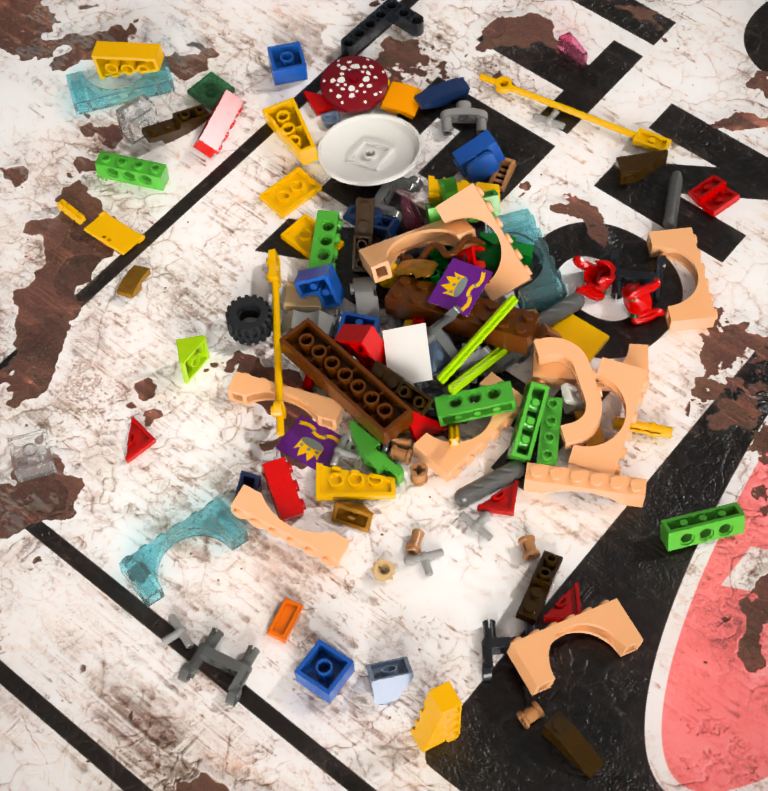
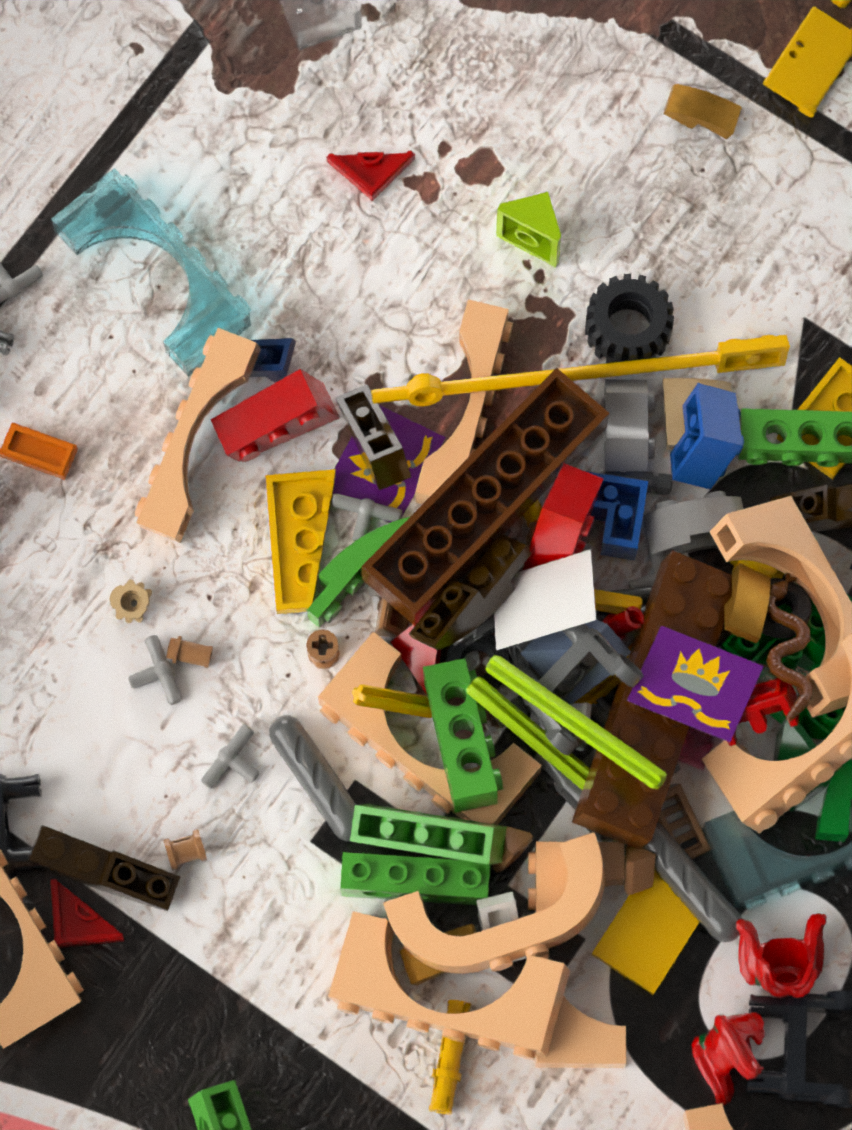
camera: 85 degrees right, 15 degrees up
(300, 442) = (374, 437): none -> dark brown slope
(352, 515) = (240, 543): pearl gold slope -> none
(401, 454) = (362, 615): medium nougat bush -> none
(501, 502) = (281, 803): red tile -> none
(549, 478) = (314, 947): light nougat arch -> none

